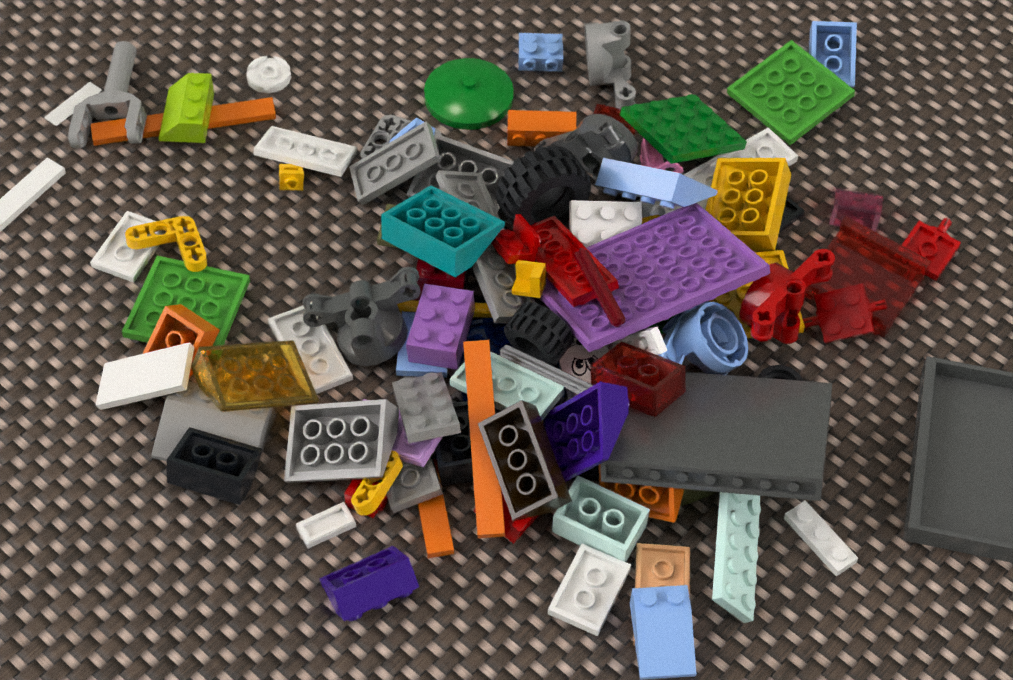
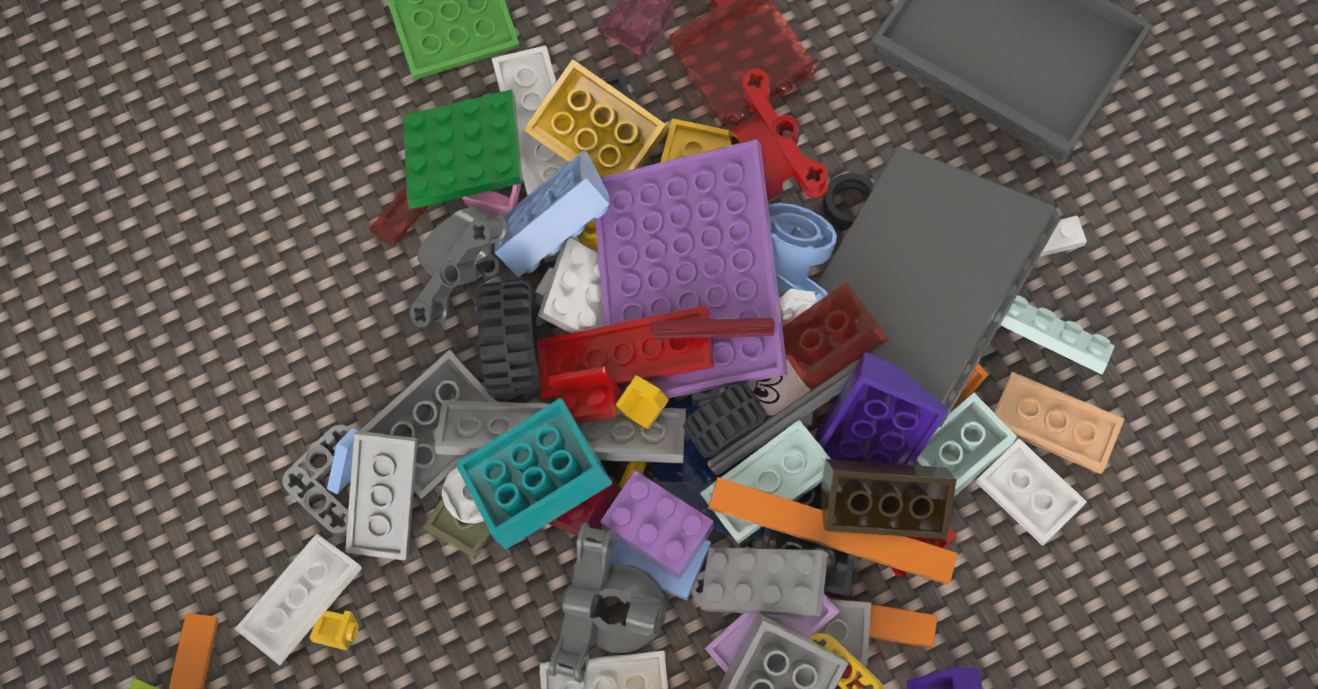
camera: 65 degrees left, 15 degrees up
(268, 74) = (139, 605): white tile -> none
(468, 93) = (283, 369): green dish -> none
(532, 127) = (384, 306): orange brick -> none
(540, 52) = (255, 260): light blue plate -> none
(607, 60) = (317, 187): light grey piece -> none
(663, 632) = (1111, 437): light blue slope -> none
(844, 313) = (793, 88): red plate -> none

